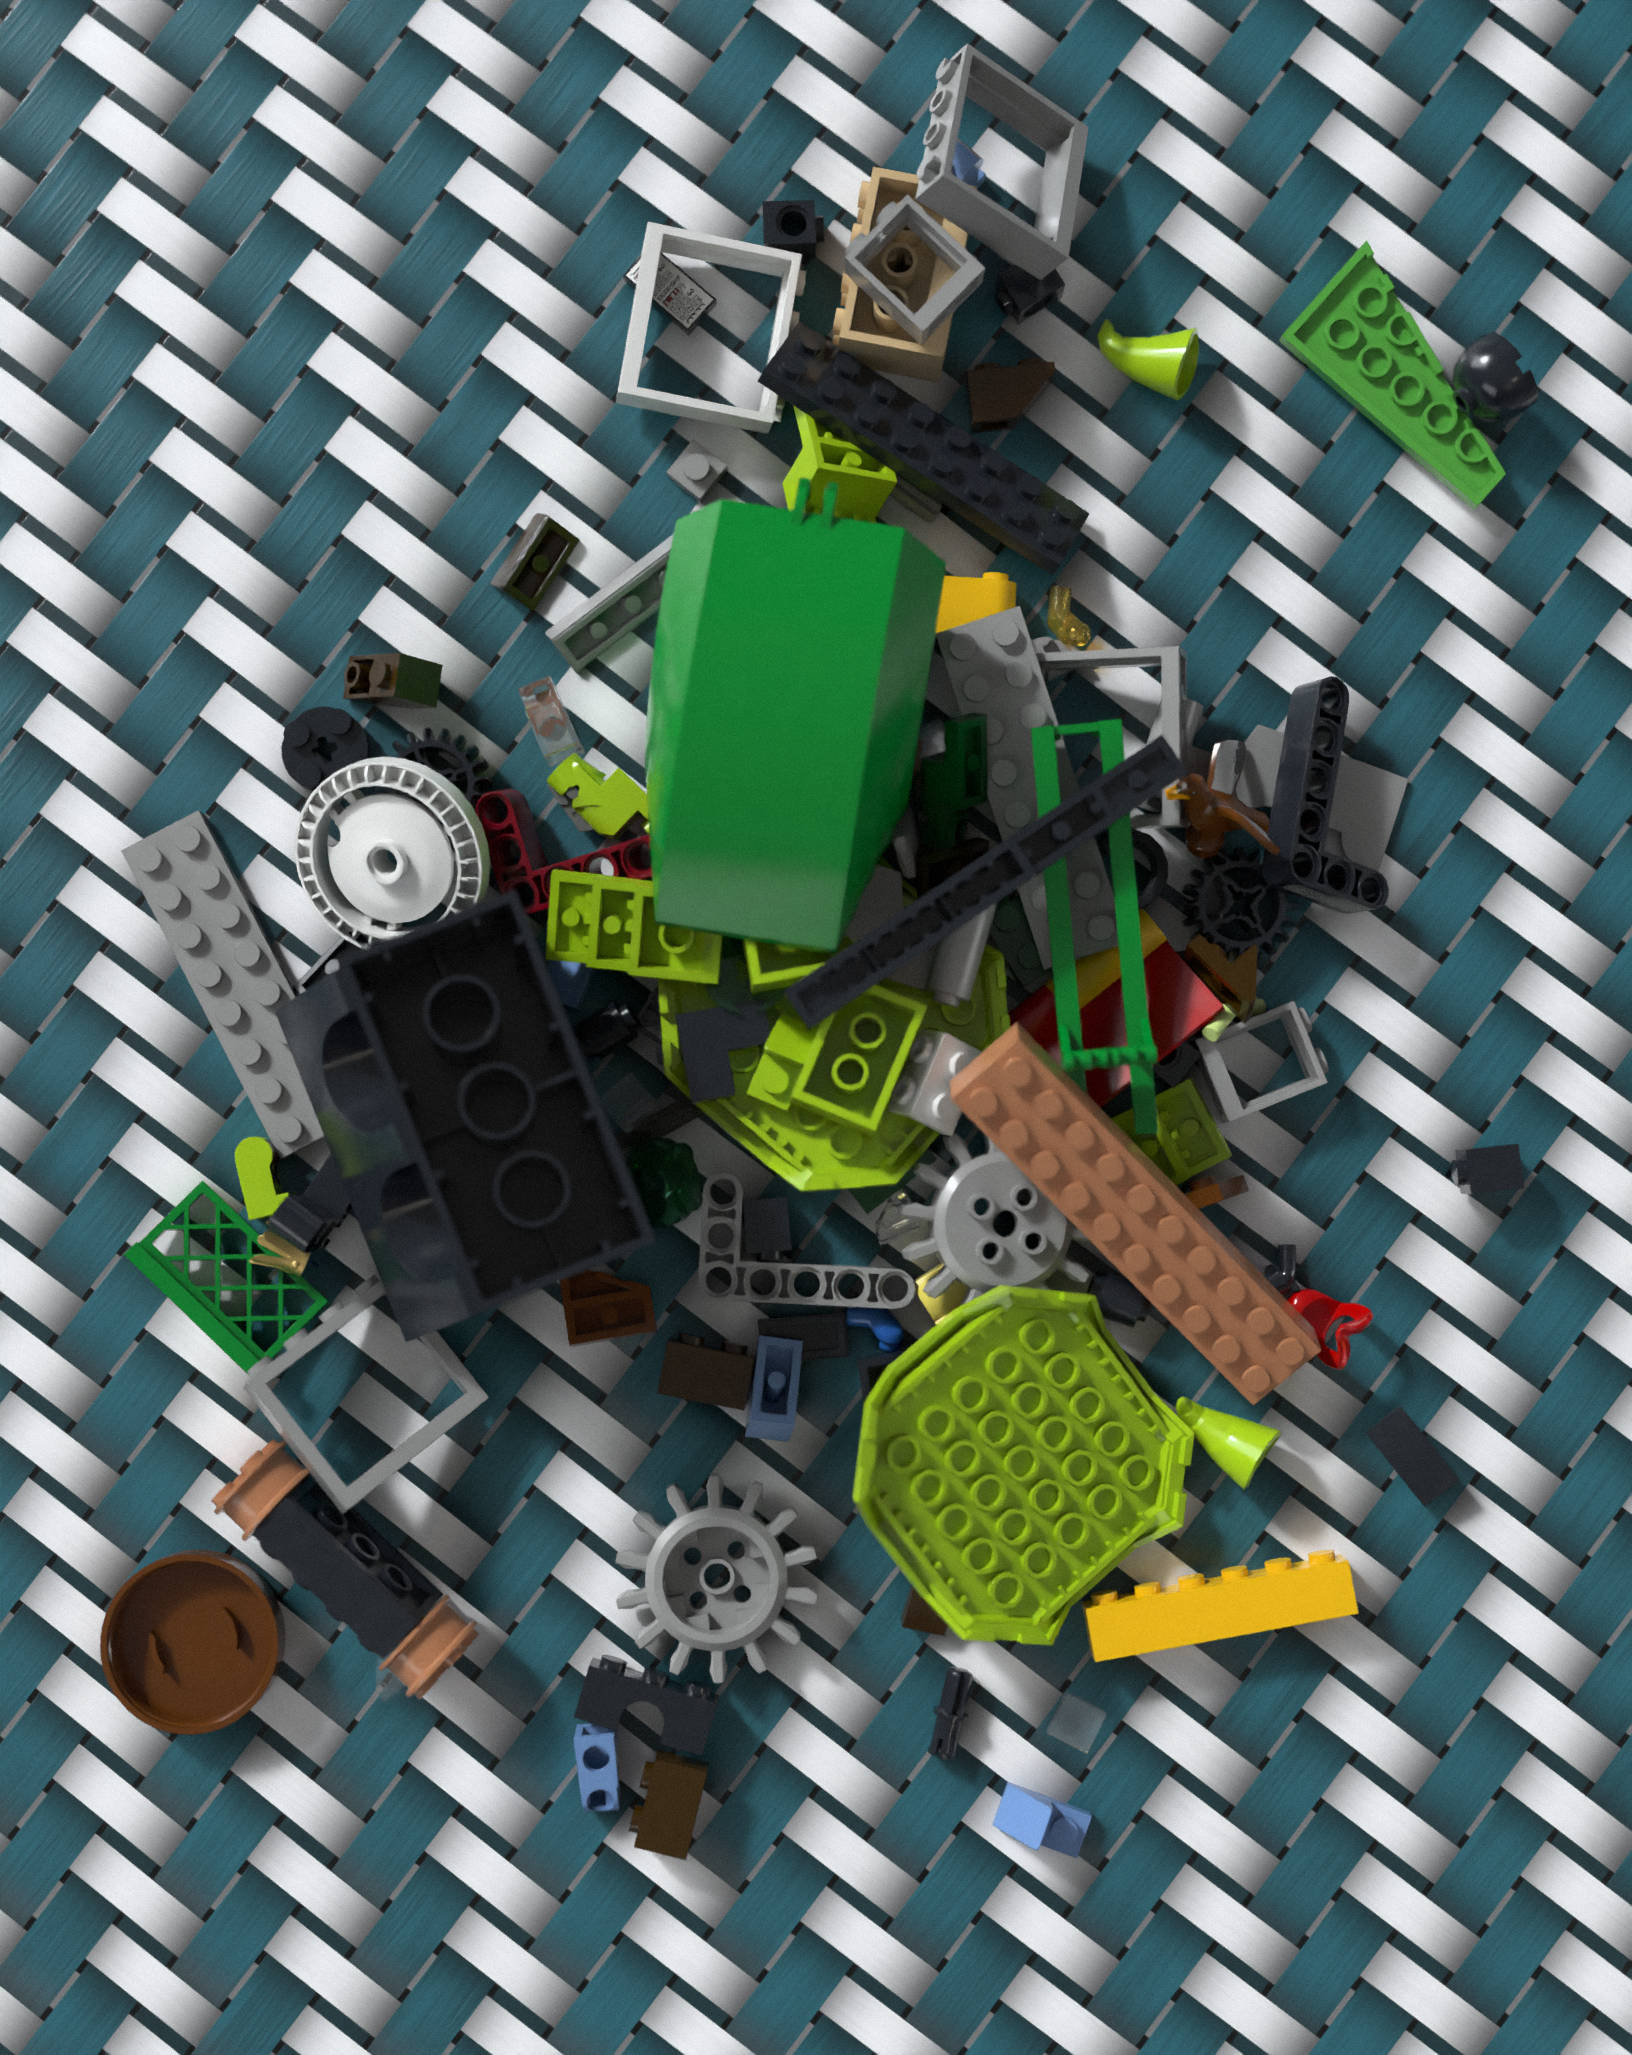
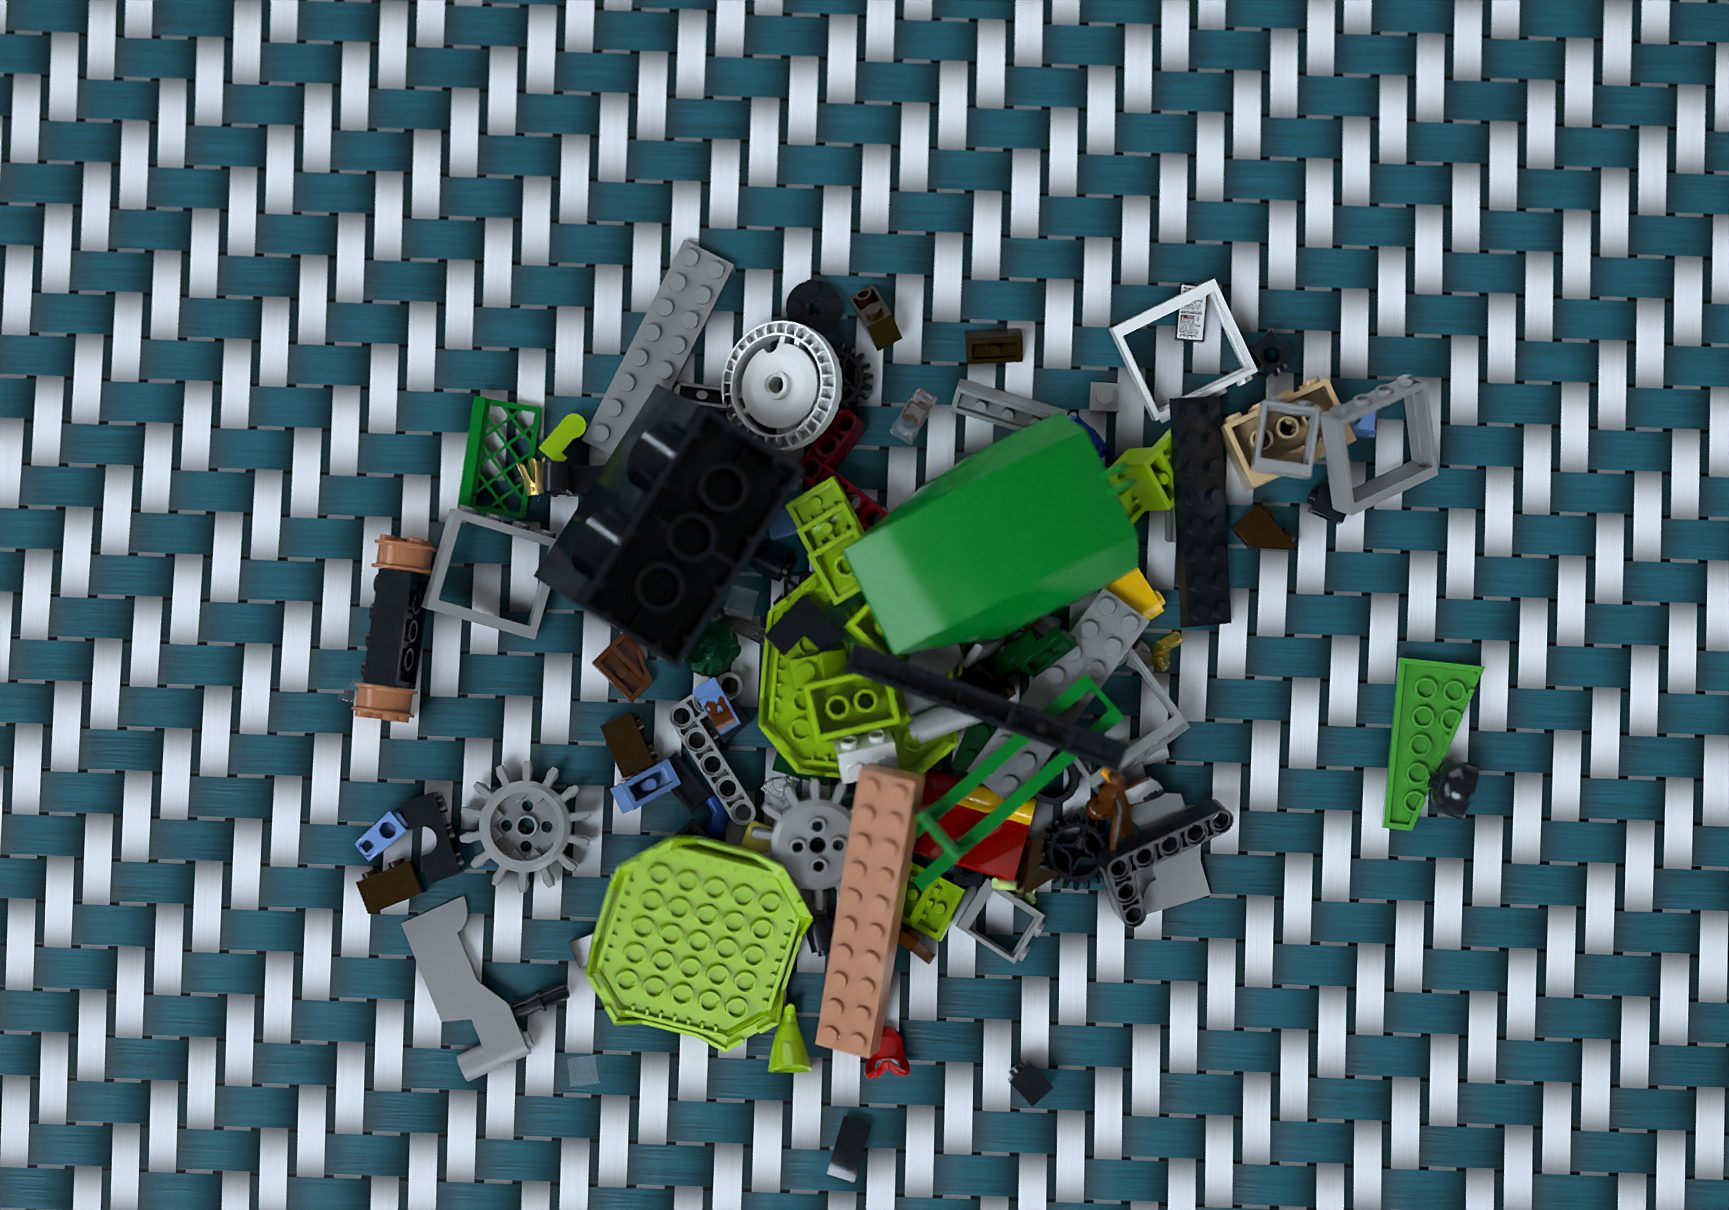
camera: 55 degrees right, 0 degrees up
(192, 1641) = (299, 576): reddish brown piece -> none
(598, 803) = (887, 470): lime plate -> none
(737, 1226) = (716, 705): none -> leg
(869, 1812) = (459, 993): none -> light grey door
(1041, 1820) = (519, 1089): medium blue slope -> none
(1158, 362) = (1338, 602): lime hat -> none
(1219, 1606) = (697, 1103): yellow brick -> none
(1284, 1277) = (894, 1015): black piece -> none

